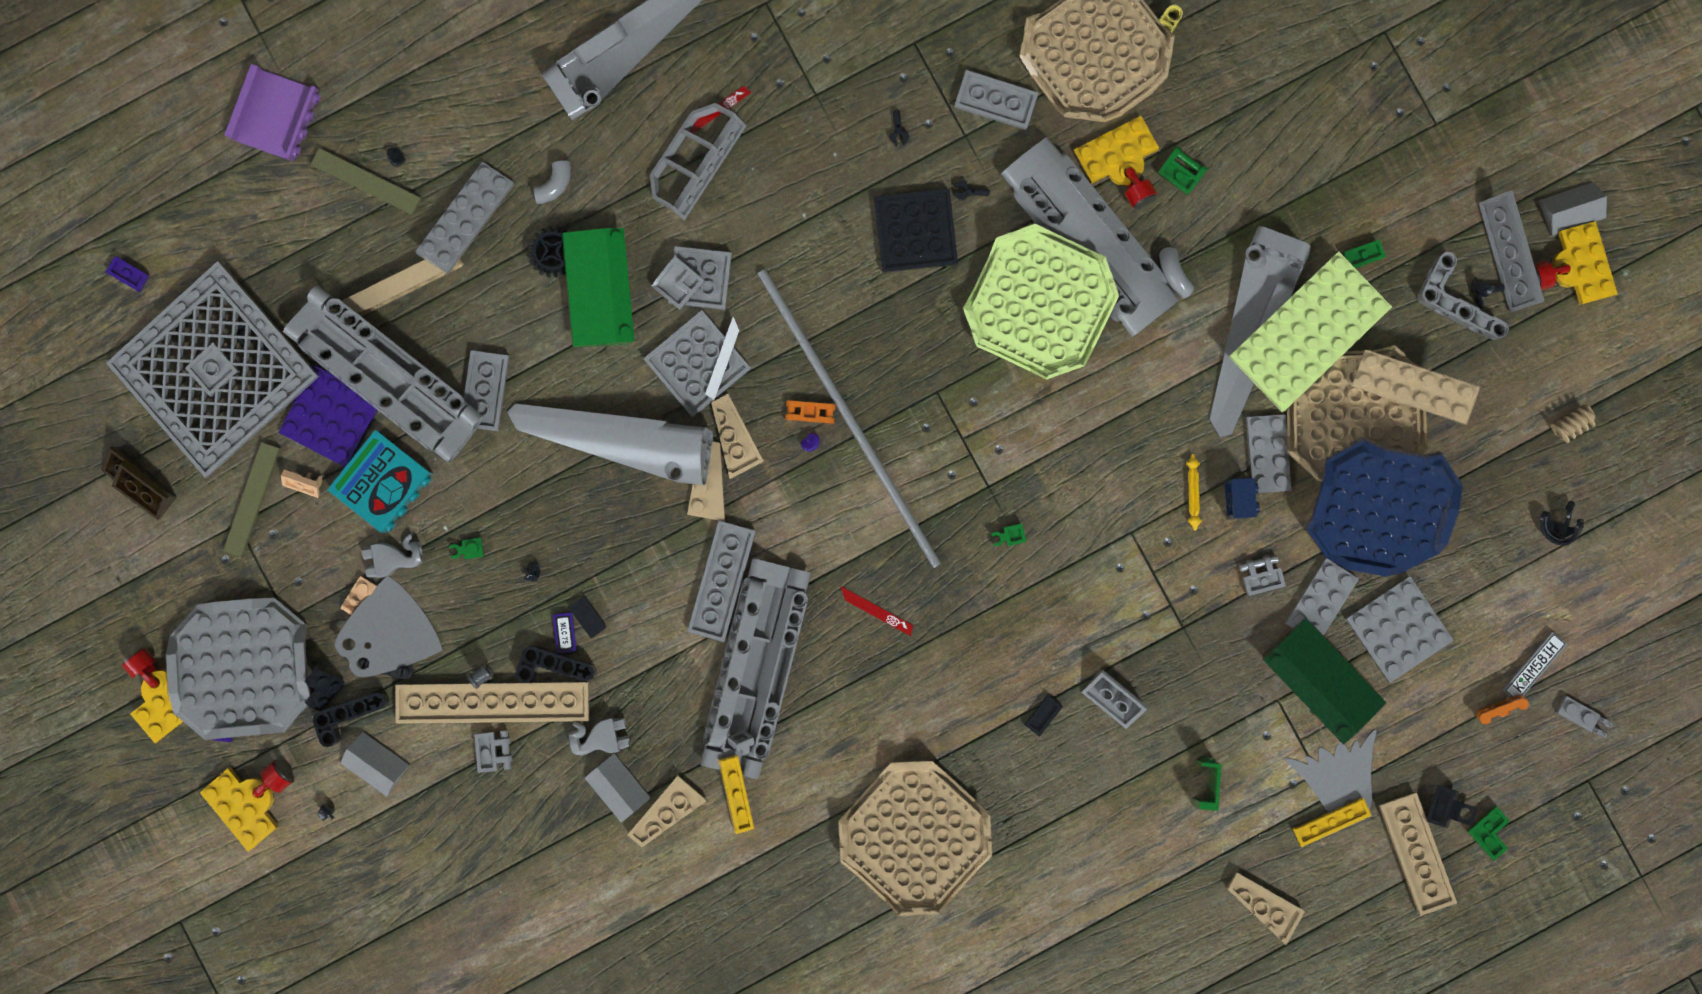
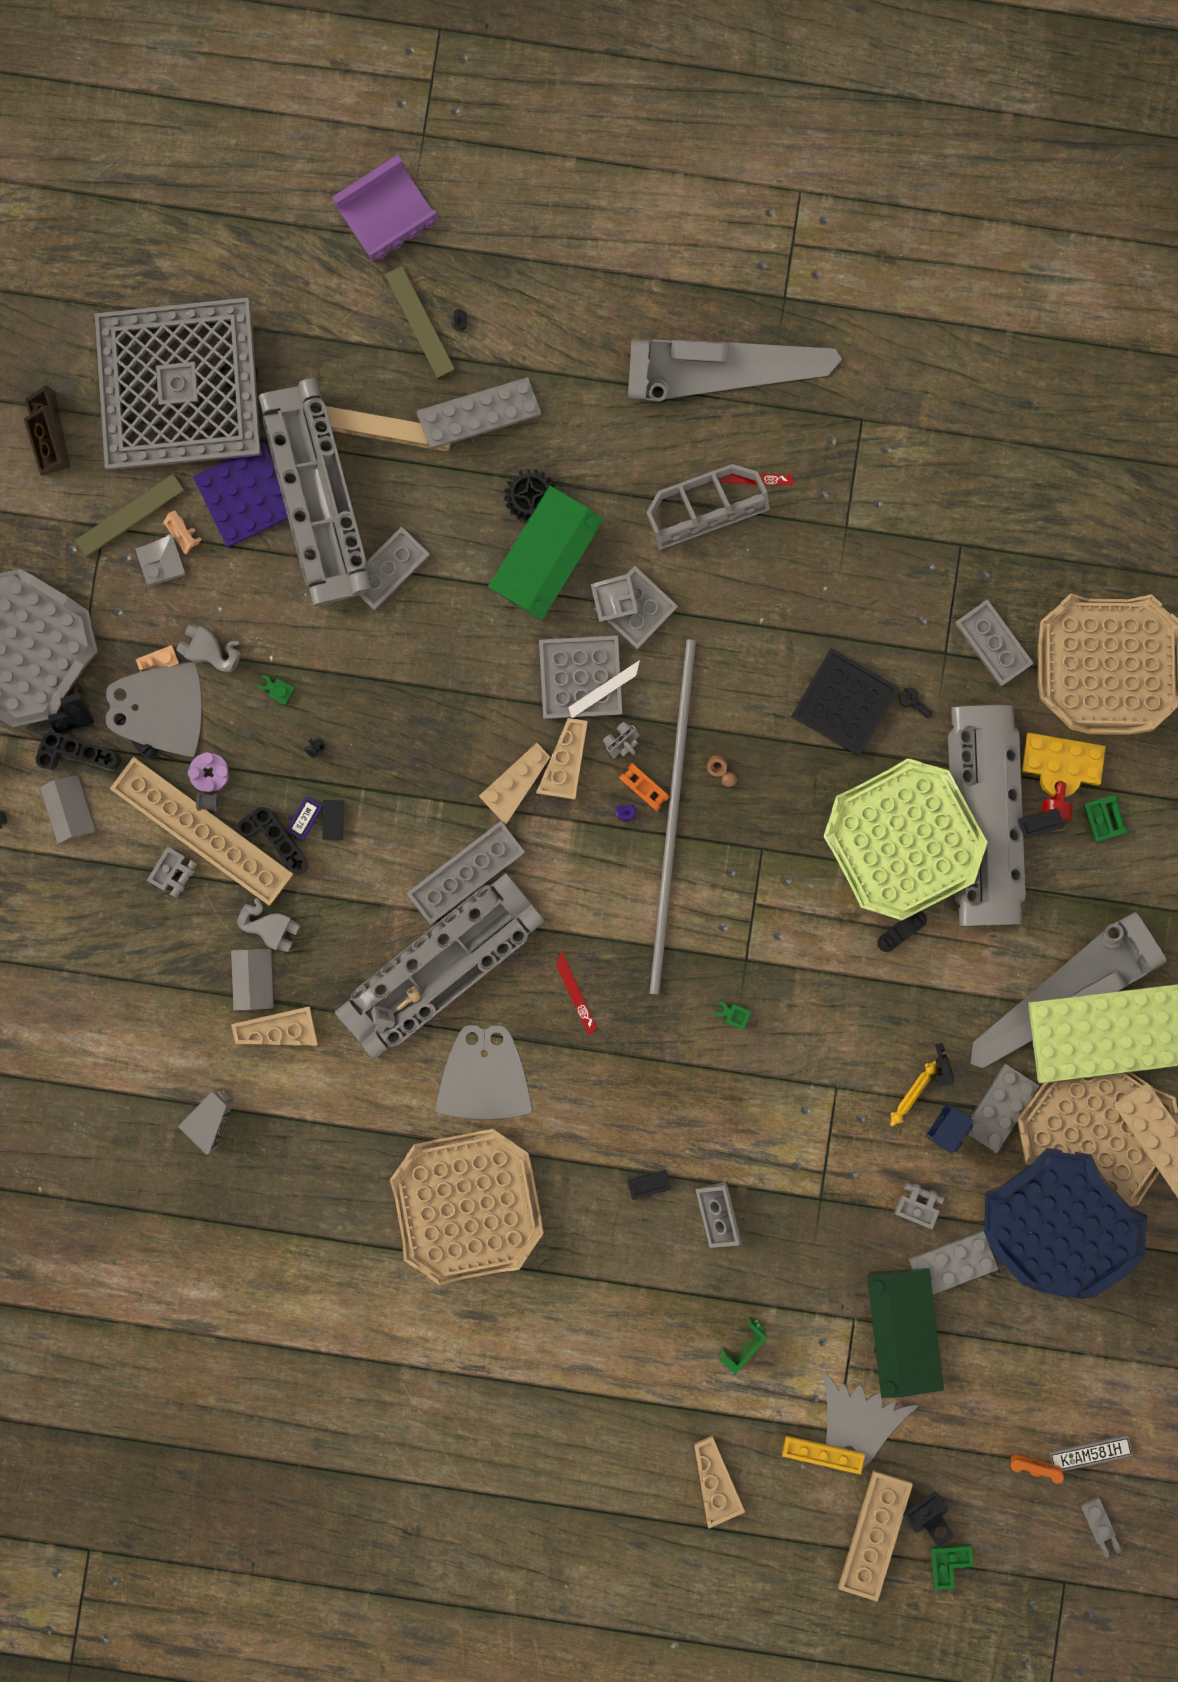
camera: 30 degrees right, 0 degrees up
(127, 274) = (167, 253): dark purple plate -> none
(302, 517) = (160, 561): none -> light grey plate
(380, 482) = (245, 580): teal panel -> none
(471, 645) = (197, 771): none -> lavender plate
(555, 185) = (574, 441): light grey cylinder -> none
(631, 441) = (478, 702): light grey panel -> none
(665, 922) = (208, 1120): none -> light grey slope
(736, 794) = (346, 1058): yellow tile -> none
(753, 707) = (414, 996): none -> tan hand
(769, 388) = (624, 743): none -> light grey hips
(859, 734) = (483, 1085): none -> light grey piece
(870, 356) = (727, 778): none -> medium nougat plate
(898, 129) = (893, 607): black bar -> none
(1091, 375) = (901, 931): none -> black piece
(1135, 211) = (1041, 822): none -> black tile
(1174, 273) = (1034, 898): light grey cylinder -> none
(1198, 452) = (947, 1077): none -> black plate
(1399, 629) = (1000, 1336): light grey plate -> none

